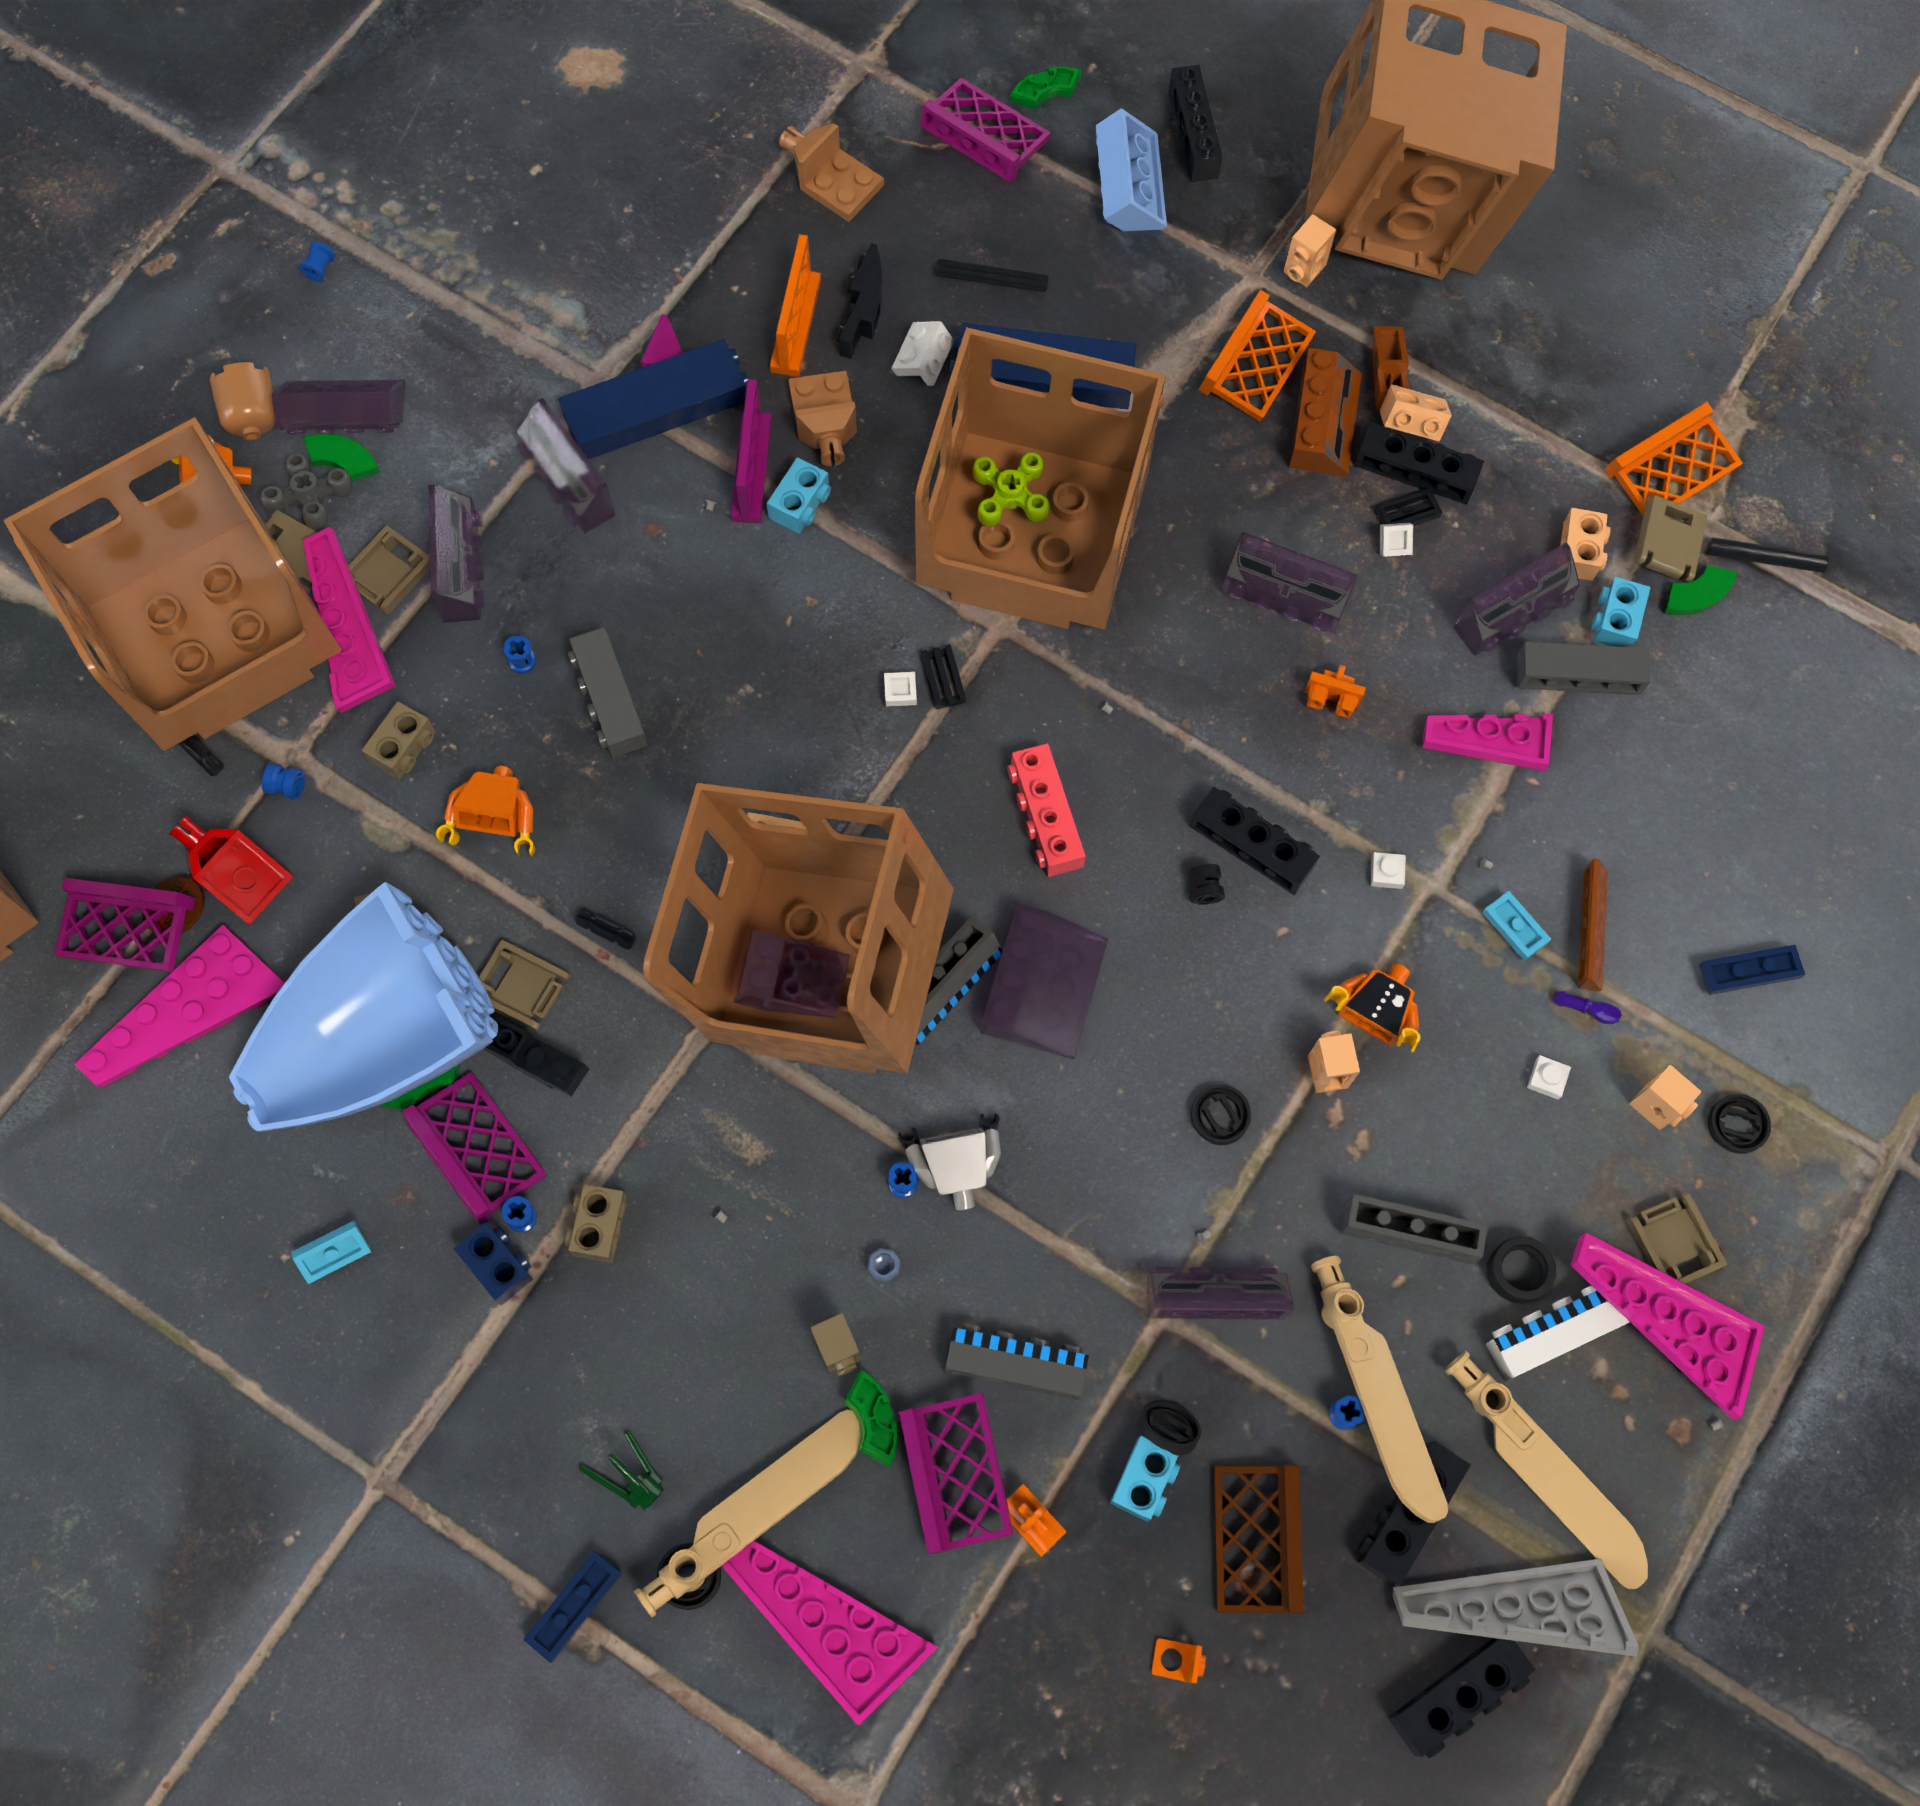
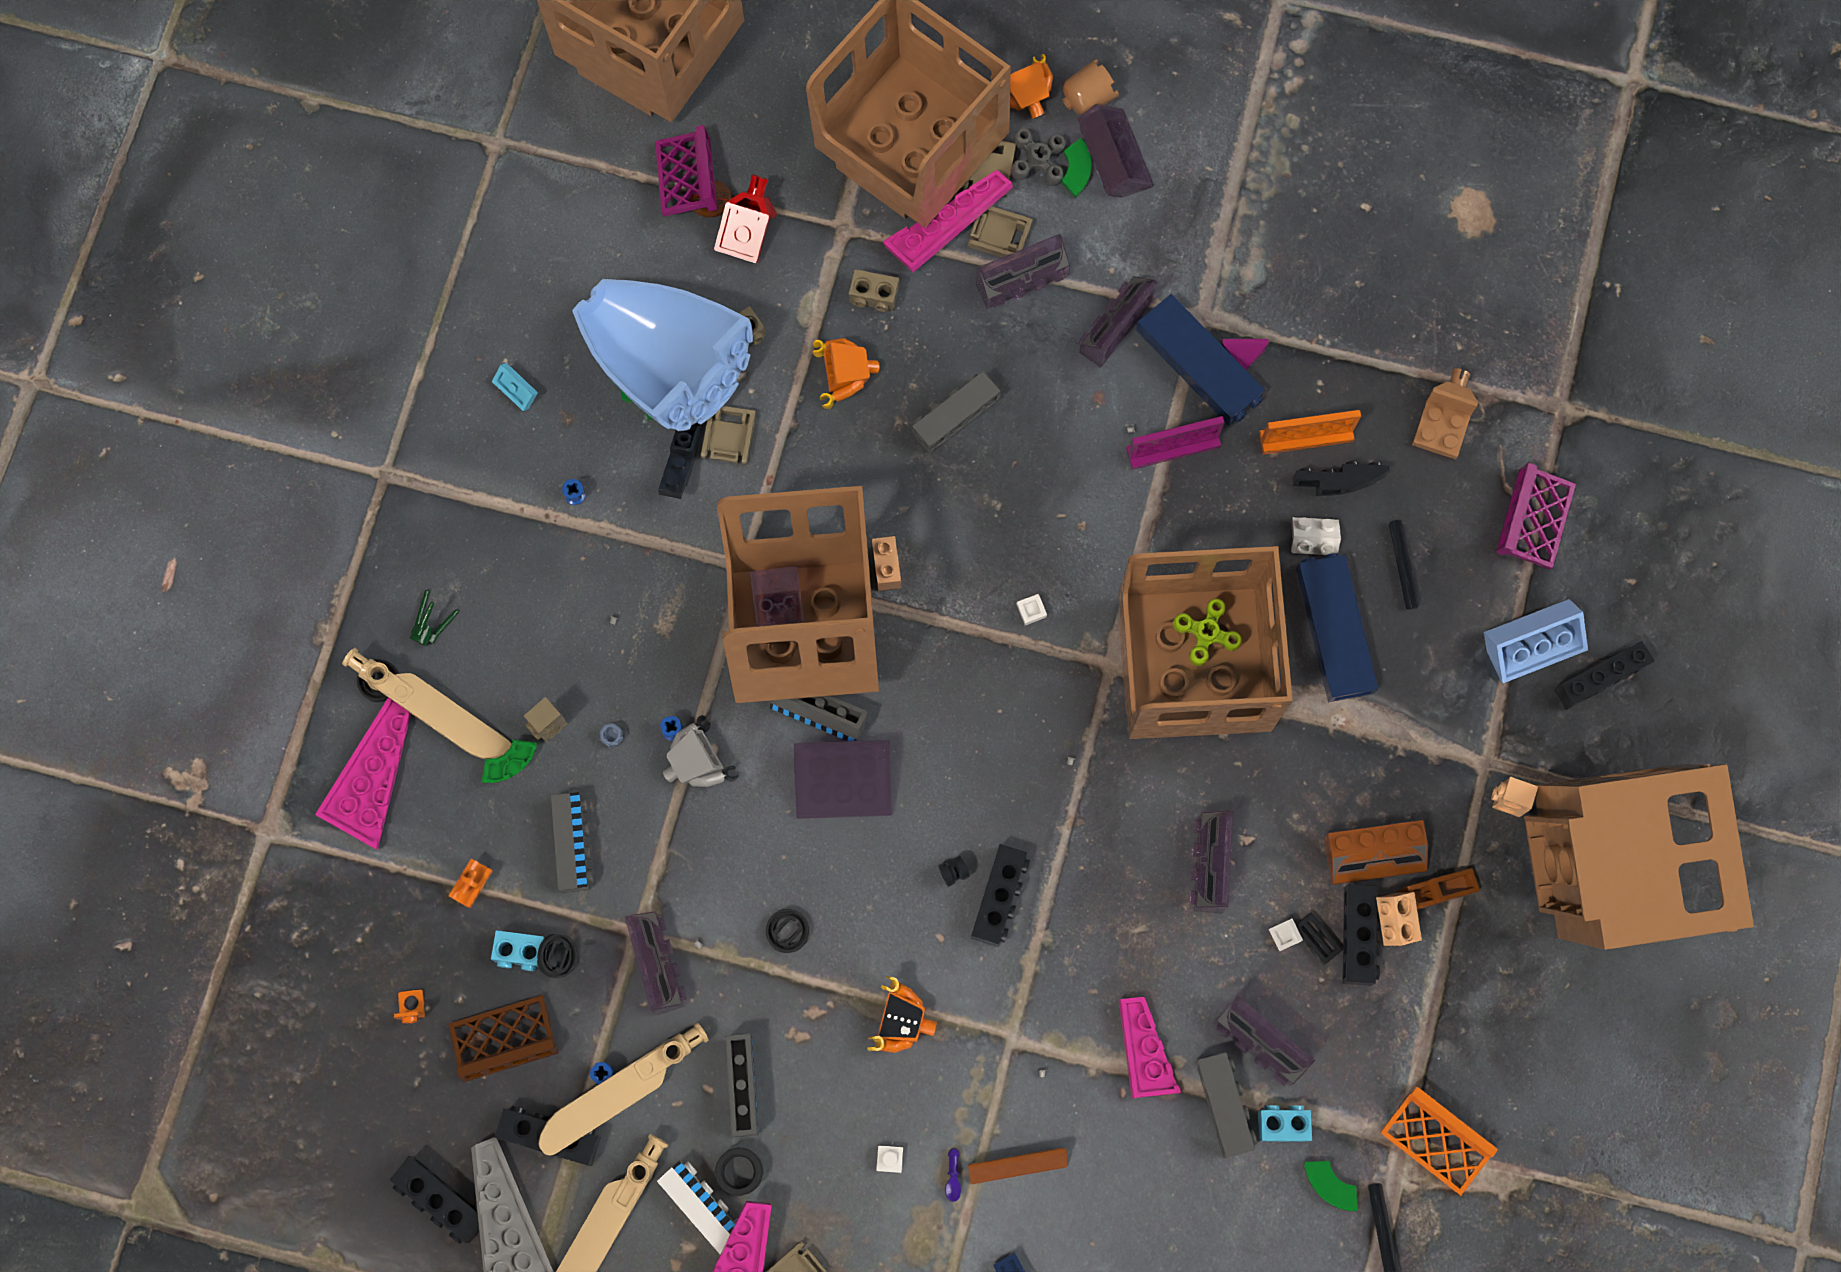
camera: 75 degrees right, 5 degrees up
(195, 999) = (657, 240): dark pink wing -> none
(202, 755) = (822, 172): black axle -> none
(286, 781) = (820, 230): blue wheel -> none
(316, 261) = (1224, 89): blue bush -> none
(448, 1162) = (595, 433): magenta fence -> none
(488, 1268) = (531, 486): dark blue brick -> none
(522, 647) = (962, 338): blue bush -> none
(572, 1607) = (340, 616): dark blue plate -> none
(605, 928) = (786, 473): black axle -> none
(606, 1223) = (582, 549): dark tan brick -> none
(793, 494) = (1159, 480): medium azure brick -> none
(824, 413) = (1235, 482): medium nougat plate -> none
(926, 1478) = (481, 806): magenta fence -> none
(937, 654) = (1069, 626): black tile -> none
(1045, 85) = (1597, 550): green tile -> none
(1047, 810) = (972, 741): coral brick -> none
(1234, 350) = (1413, 766): orange fence -> none
(1333, 1062) = (845, 995): light nougat brick -> none
(1336, 688) = (1138, 911): orange hips -> none
(1388, 870) = (1011, 1000): white plate -> none
(1516, 925) = (997, 1106): medium azure plate -> none
(1586, 544) = (1335, 1075): light nougat brick -> none
(1666, 1098) = (893, 1245): light nougat brick -> none
(1671, 544) = (1362, 1150): dark tan container -> none

